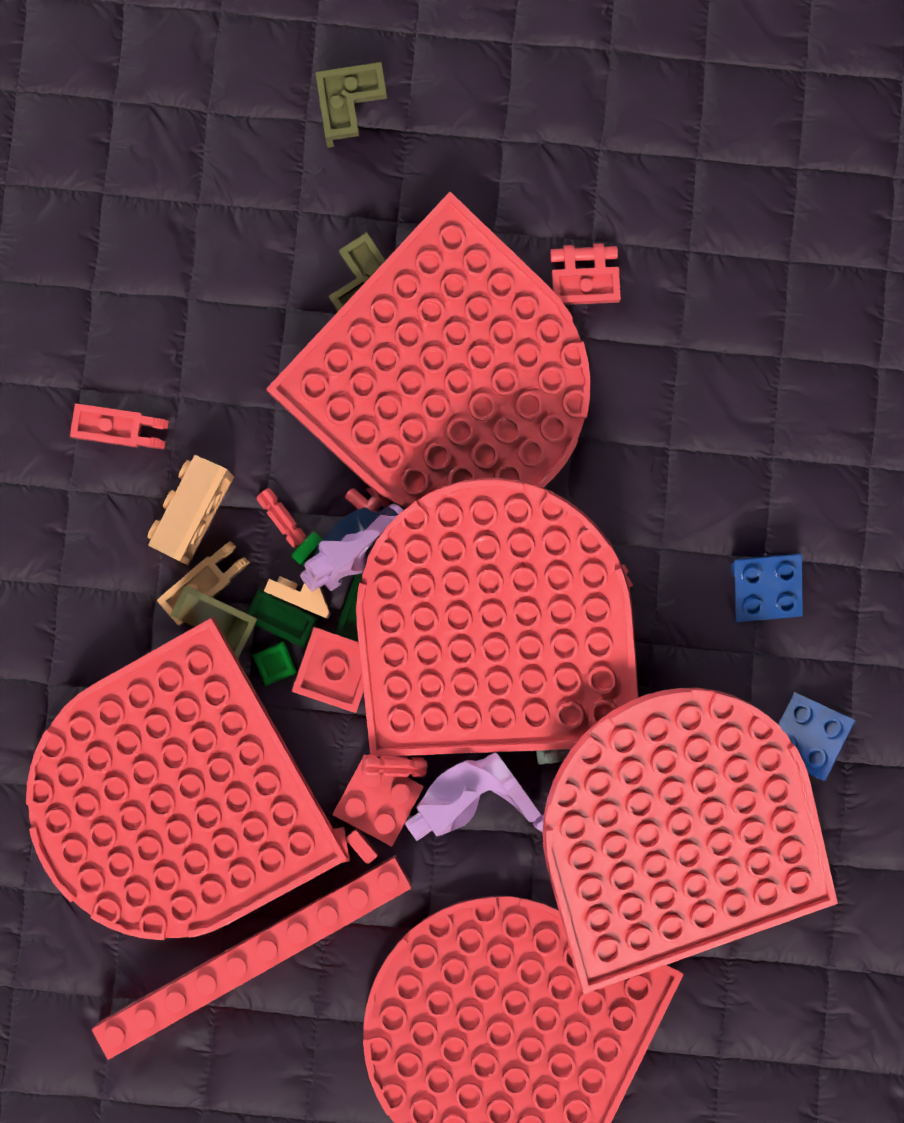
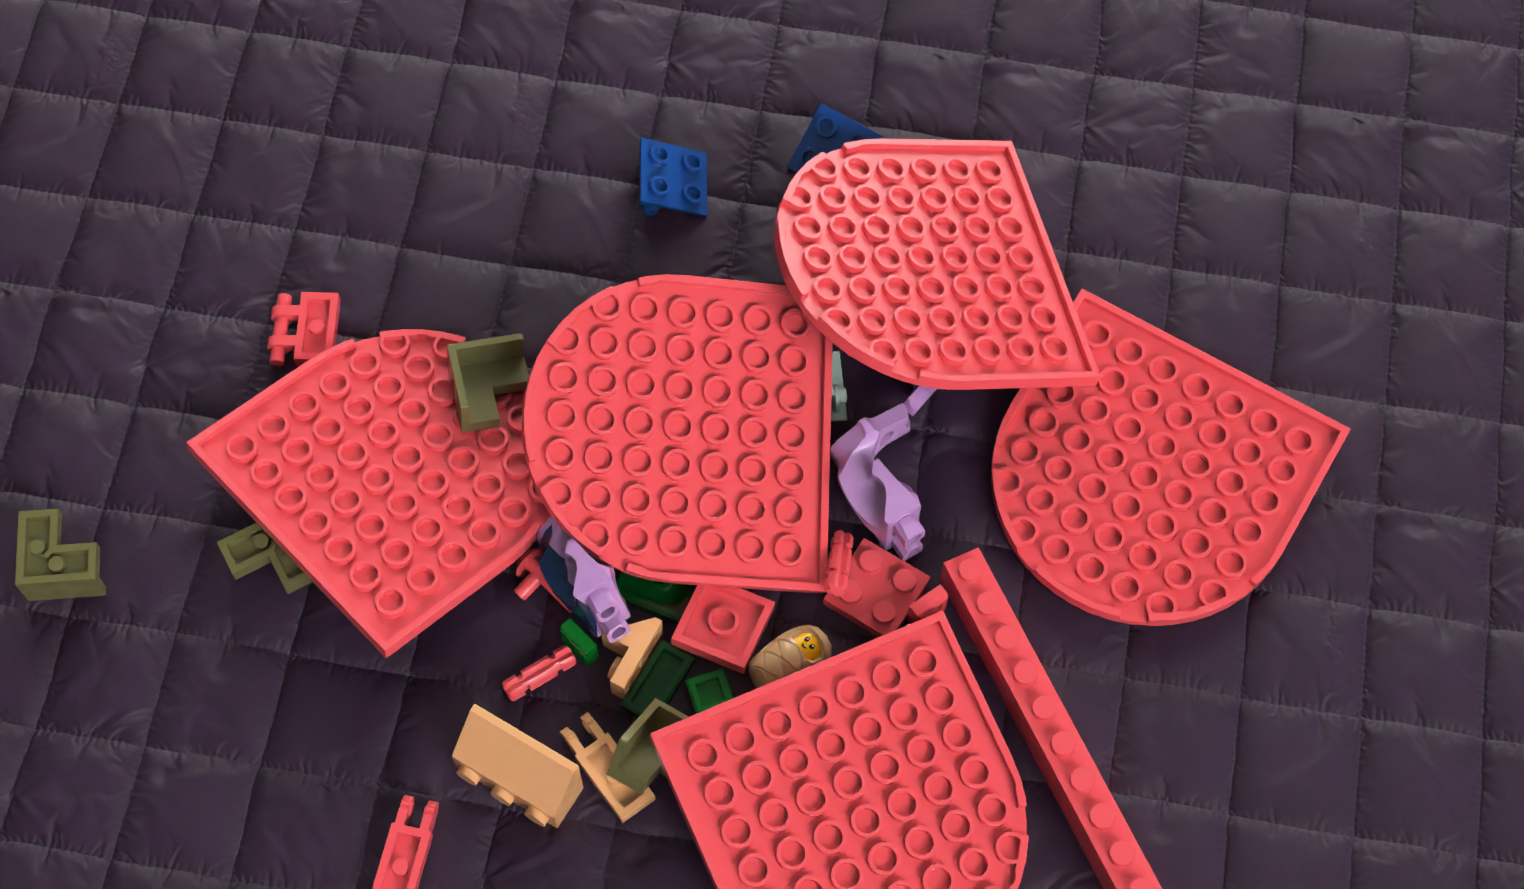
camera: 80 degrees left, 20 degrees down
(306, 729) = (788, 654): none -> tan piece
(543, 435) = (483, 370): none -> olive panel

